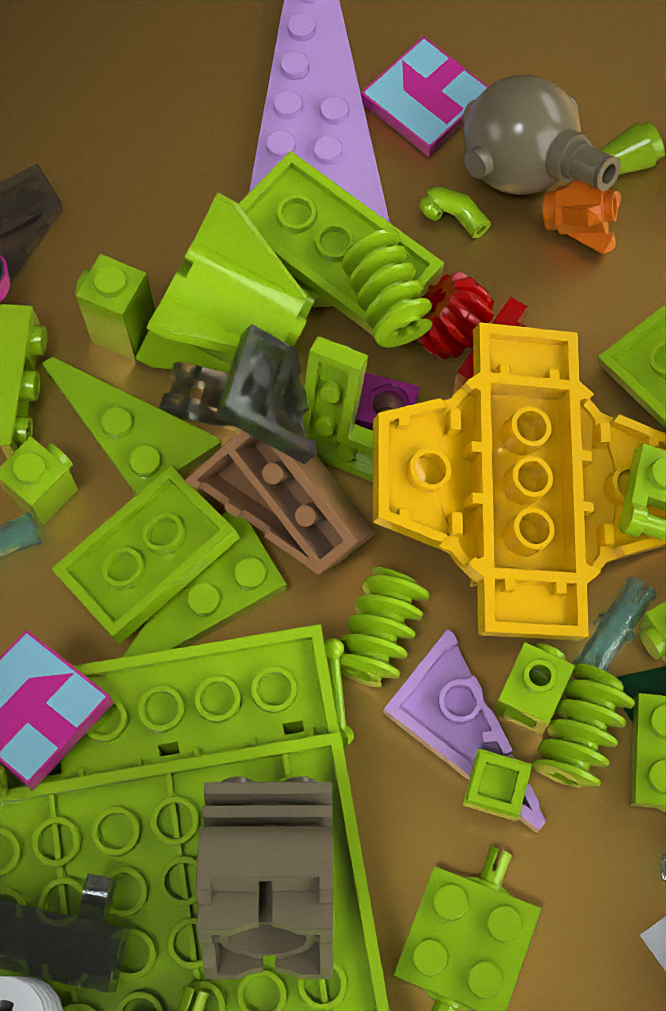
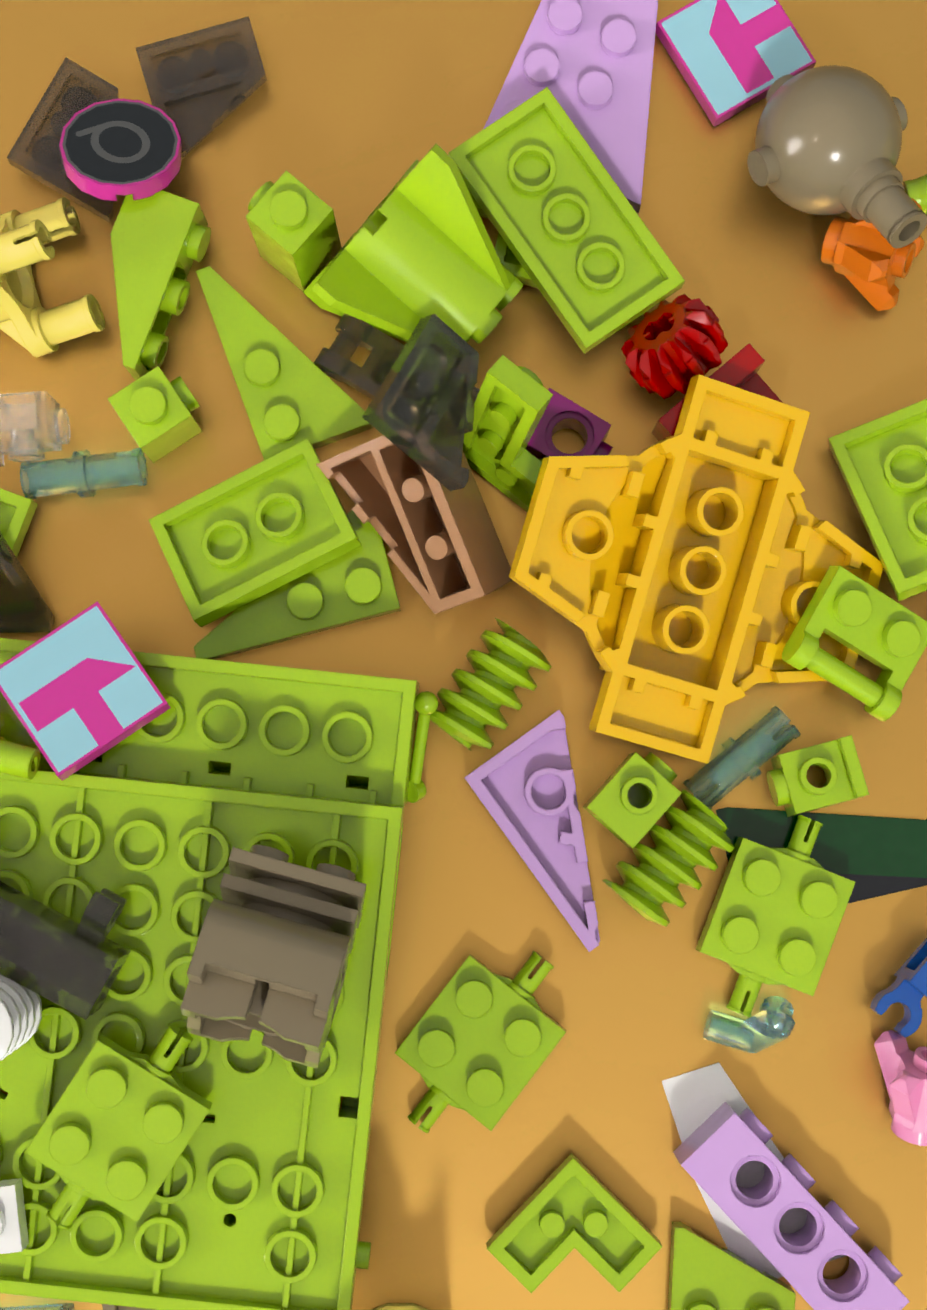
camera: 15 degrees right, 15 degrees up
(386, 288) = (602, 301): lime piece -> none
(457, 204) = (728, 201): lime arm -> none
(497, 784) = (559, 894): lime tile -> none

